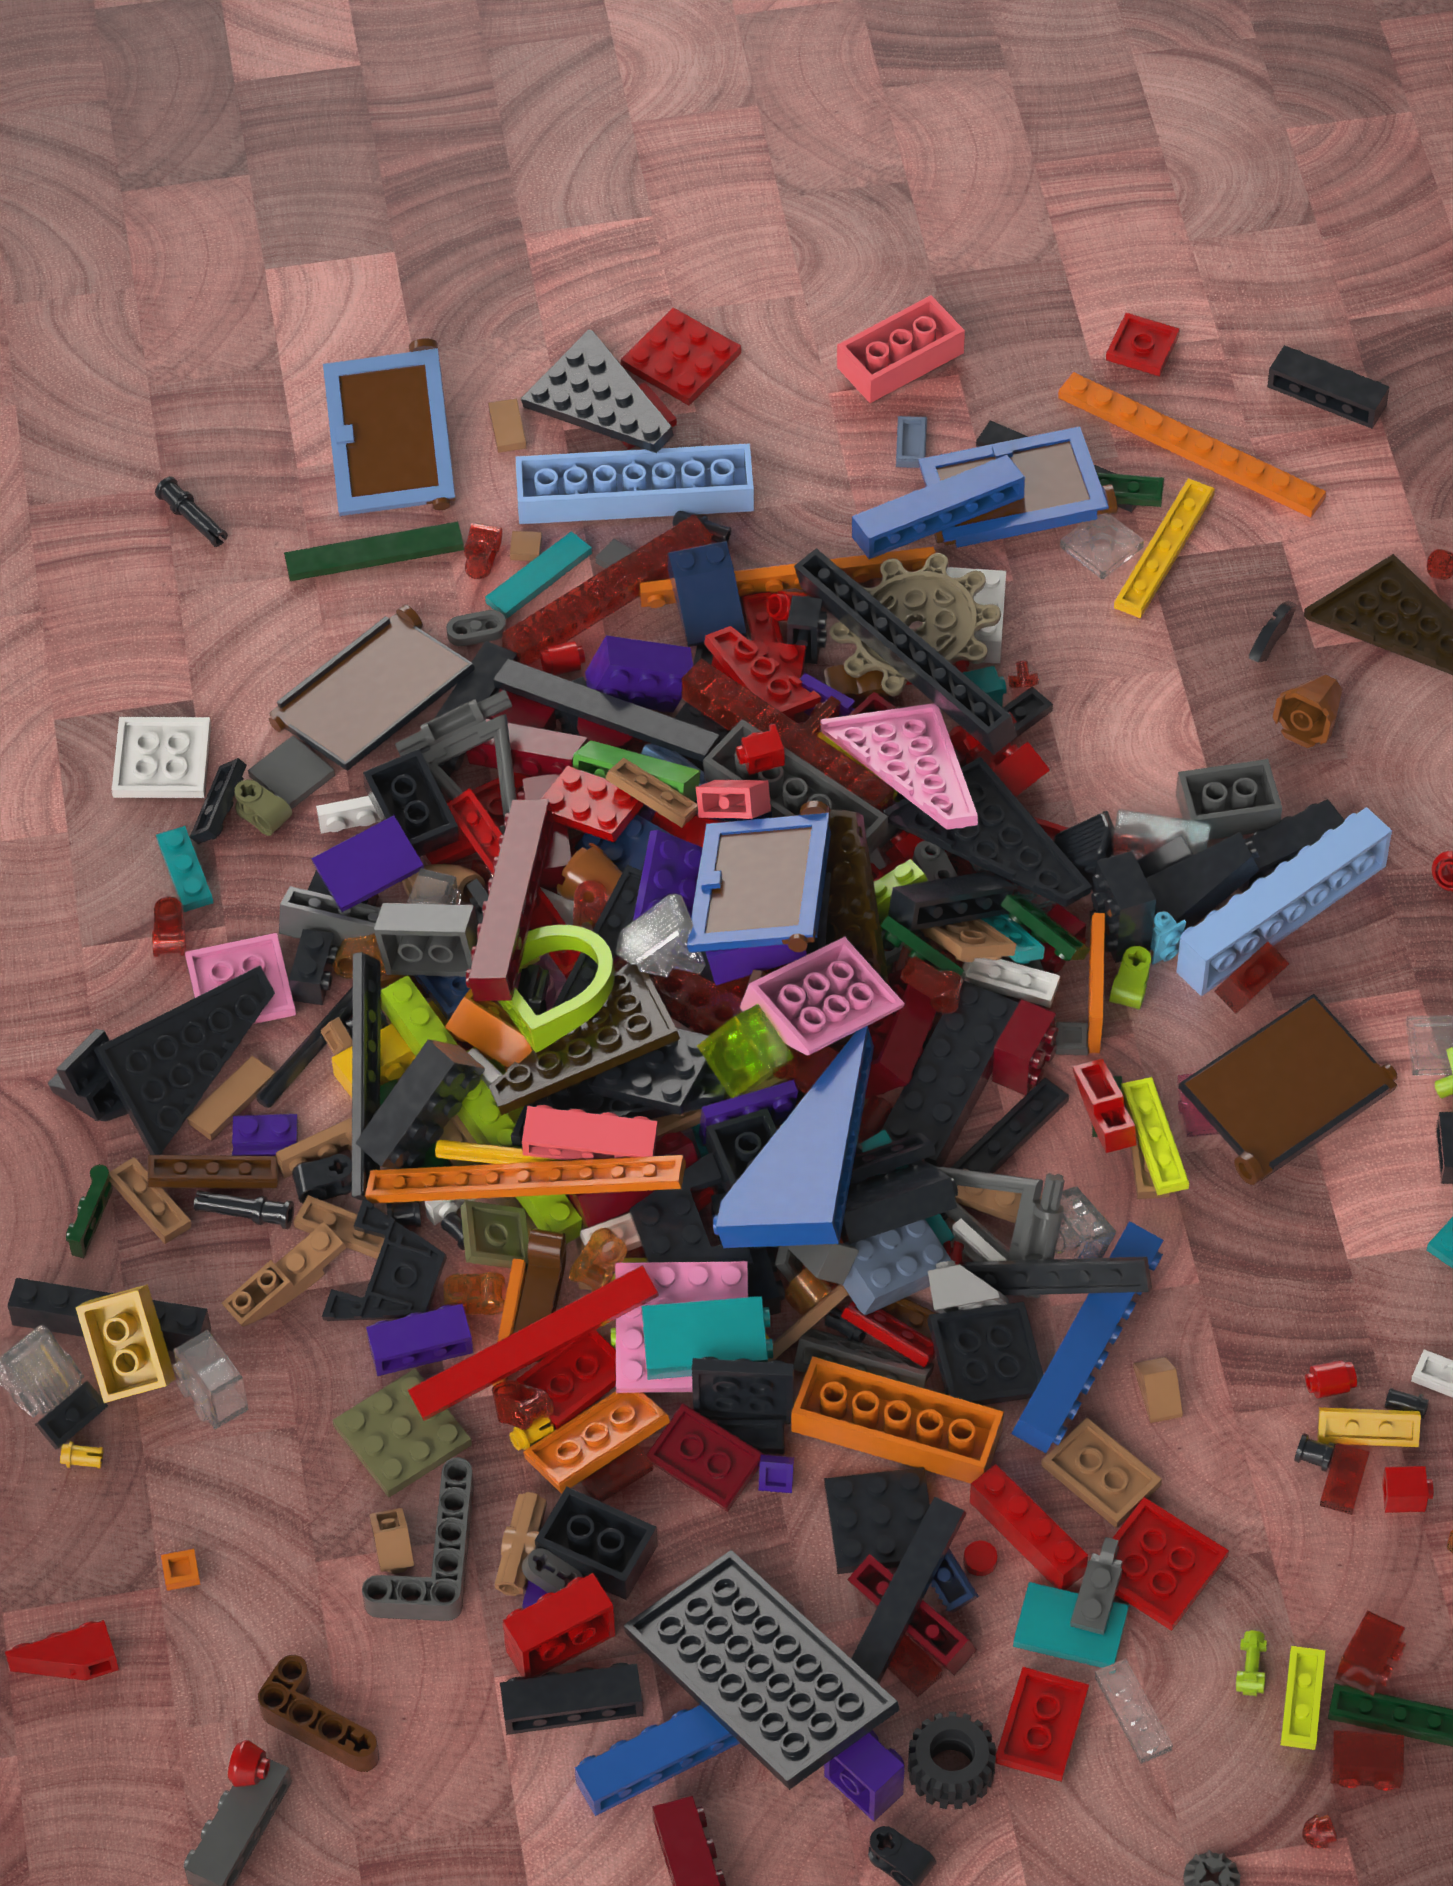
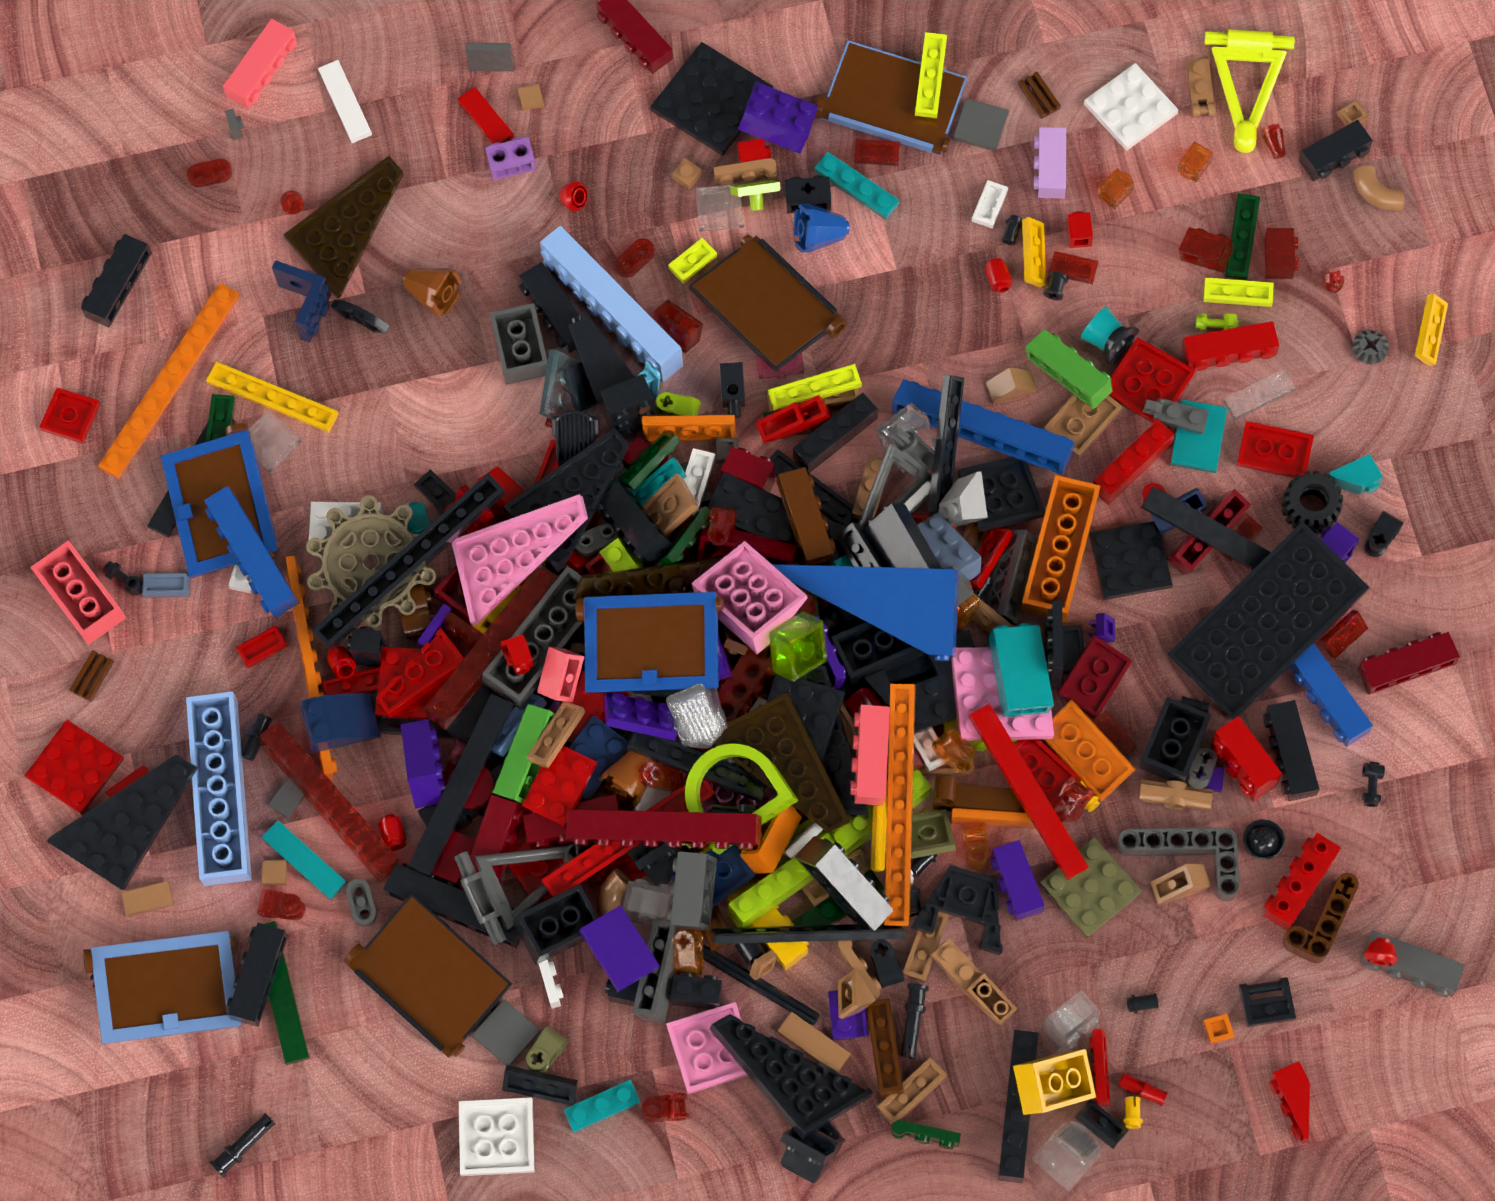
camera: 90 degrees left, 15 degrees up
(111, 1472) = (1143, 1089): none -> red axle
(146, 1419) = (1099, 1067): none -> red plate
(198, 1634) = (1270, 1009): none -> black plate
(230, 1472) = (1143, 1002): none -> black pin
(277, 1129) = (853, 995): none -> medium nougat slope
(376, 1693) = (1302, 880): none -> red brick
(393, 519) = (257, 974): none -> black brick
(443, 1650) = (1263, 839): none -> black hat
(531, 1807) = (1373, 771): none -> black bar
(647, 1587) = (1203, 706): none -> black pin
(744, 1787) = (1344, 634): none -> clear red plate
(799, 368) = (83, 672): none -> reddish brown tile
(822, 533) = (261, 646): none -> red tile
(911, 403) = (132, 583): none -> black bar
(946, 1090) = (805, 517): none -> reddish brown brick
(994, 1833) = (1358, 476): none -> teal slope
(1023, 676) = (405, 491): clear red tile -> none
(1087, 1160) = (835, 433): none -> black brick
(1157, 1038) = (732, 382): none -> black torso
(1175, 1450) = (1069, 368): none -> bright green brick
(1212, 1677) = (1230, 346): none -> red brick
(1228, 1506) = (1108, 334): none -> hat
(1296, 579) = (309, 285): none -> dark blue bracket
(1357, 1007) = (692, 260): none -> neon yellow plate
(1364, 940) = (633, 257): none -> clear red plate
(1403, 1152) = (818, 227): none -> blue cone

